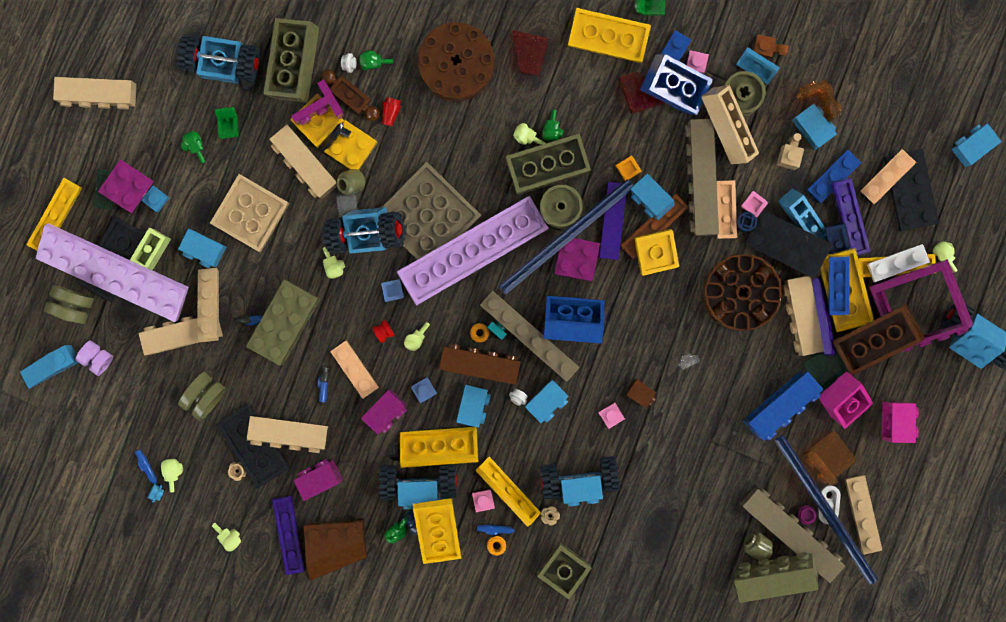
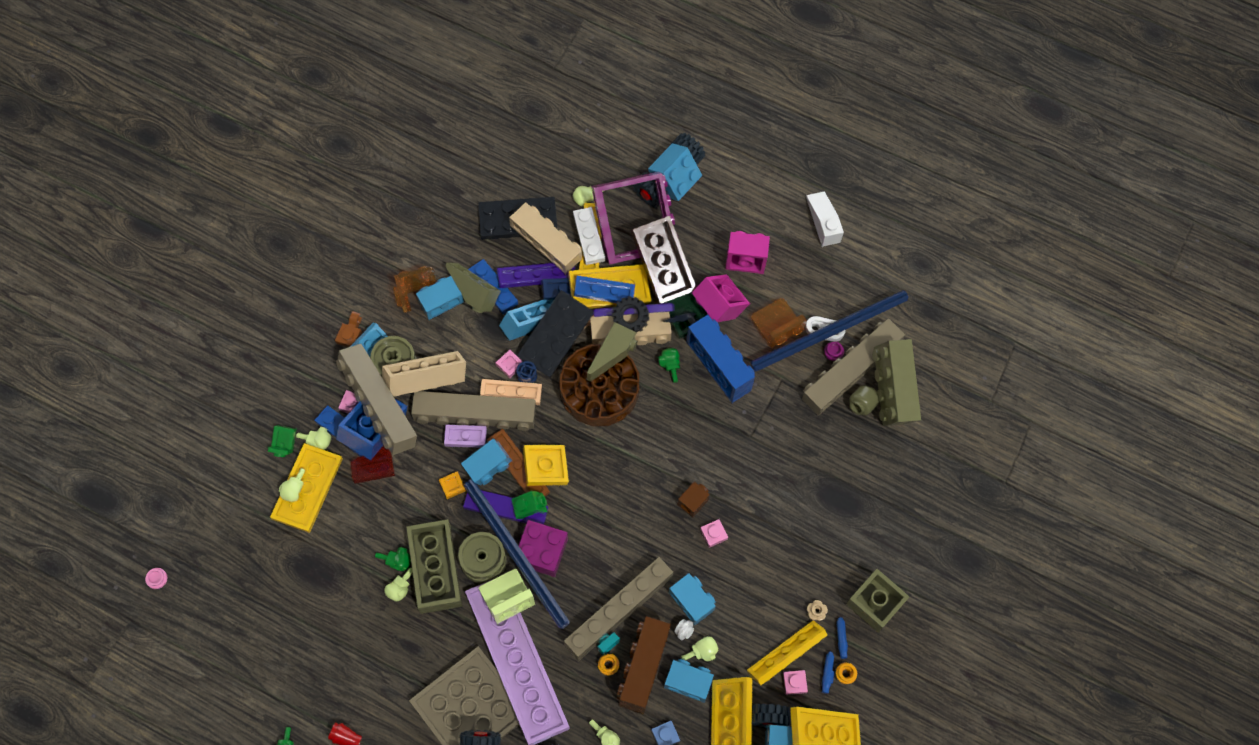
camera: 90 degrees left, 20 degrees down
(451, 43) = (309, 674): reddish brown brick -> none
(503, 417) = (704, 649): none -> yellowish green piece
(527, 233) = (506, 596): none -> yellowish green bracket
(527, 540) = (842, 642): none -> blue piece
(530, 52) = (307, 573): clear red wing -> none
(574, 319) = (606, 556): blue brick -> none
(580, 486) = (788, 571): brick -> none
(605, 22) = (291, 488): none -> yellowish green piece
(616, 242) = (529, 504): none -> green bracket
(656, 37) = (319, 439): none -> yellowish green piece
(676, 173) = (465, 436): none -> lavender plate
(687, 361) = (664, 447): clear plate -> none
(697, 84) = (376, 399): none -> dark tan brick
(775, 302) = (613, 350): none -> olive slope
(777, 357) = (670, 360): none -> green piece
(791, 155) = (464, 323): tan brick -> none
(818, 303) = (622, 306): none -> black tyre
(823, 370) = (687, 316): none -> black bar
(827, 158) = (474, 289): none -> olive slope
(863, 514) = (837, 298): tan plate -> none
(888, 176) = (501, 235): light nougat plate -> none
(889, 221) = (546, 238): none -> tan brick
(949, 496) = (825, 219): none -> white slope
(976, 144) = (482, 154): dark azure brick -> none

